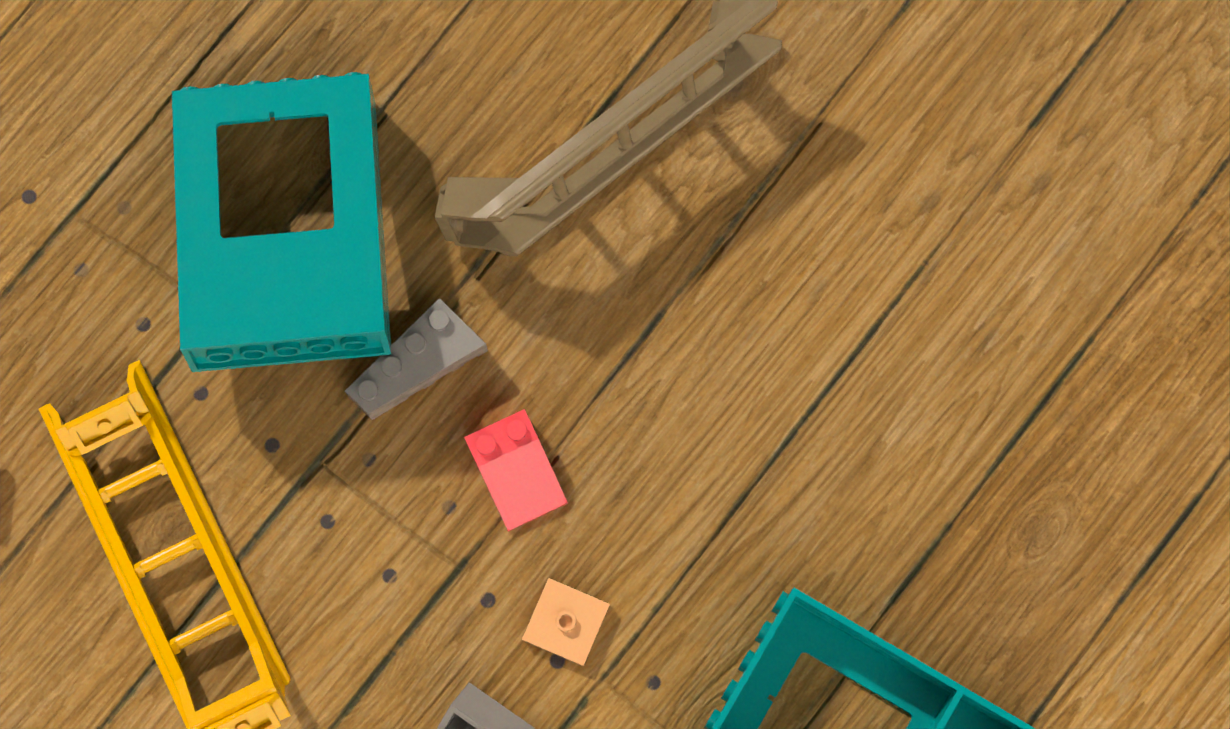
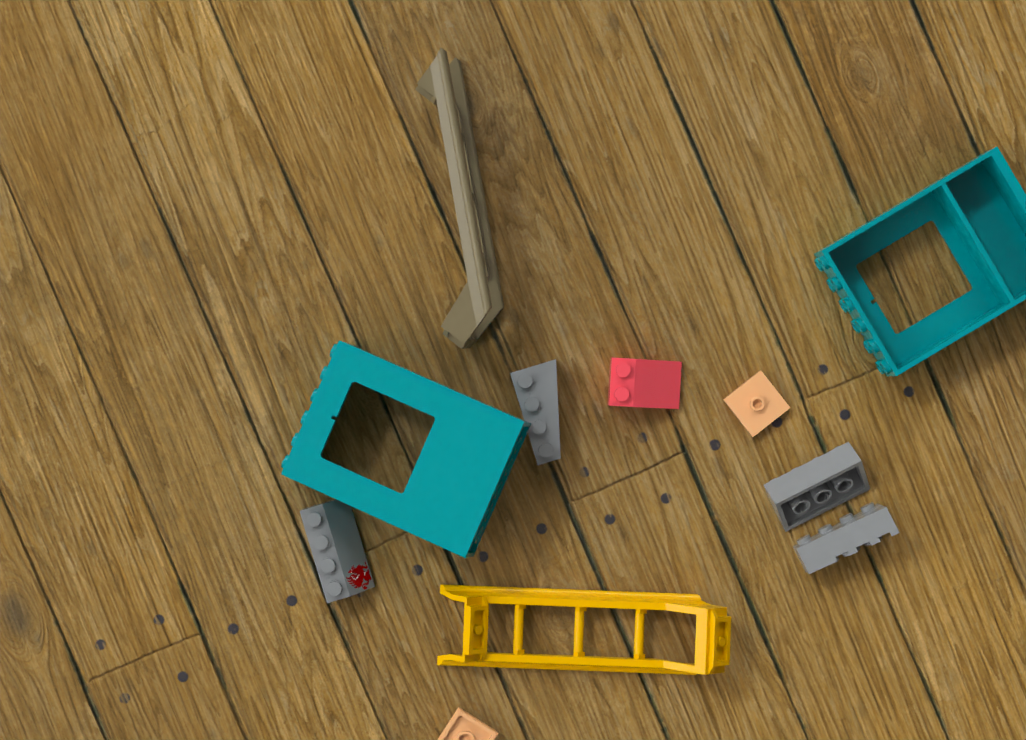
camera: 65 degrees left, 10 degrees up
(116, 213) = (337, 549): none -> light grey slope

